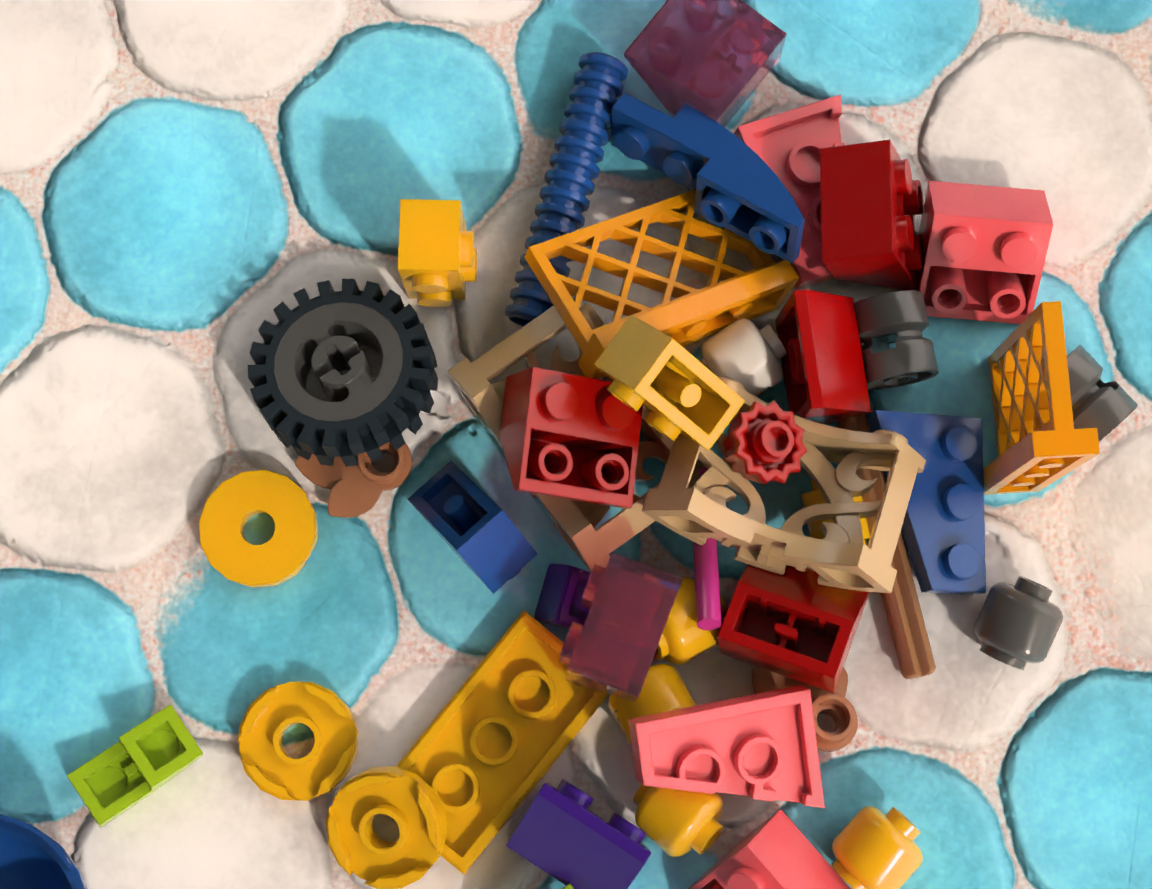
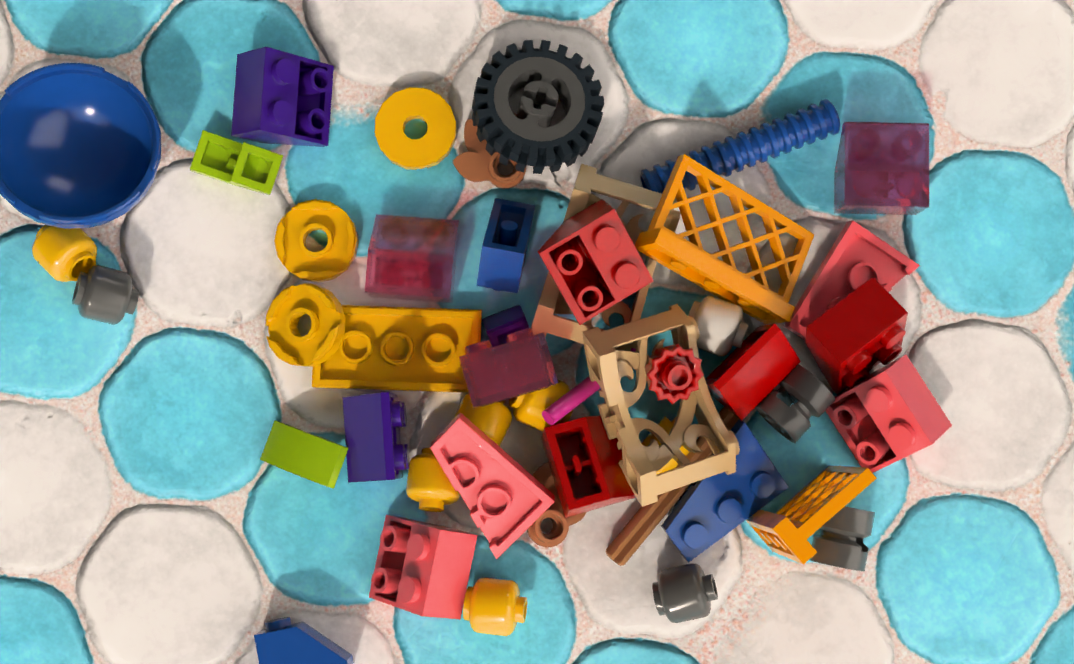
camera: 50 degrees right, 5 degrees up
(103, 655) = (282, 98): none -> dark purple slope
(406, 643) = (412, 258): none -> clear pink slope
(435, 251) = (644, 104): yellow brick -> none
(669, 382) = (663, 291): yellow brick -> none
(729, 178) = (817, 236): blue slope -> none

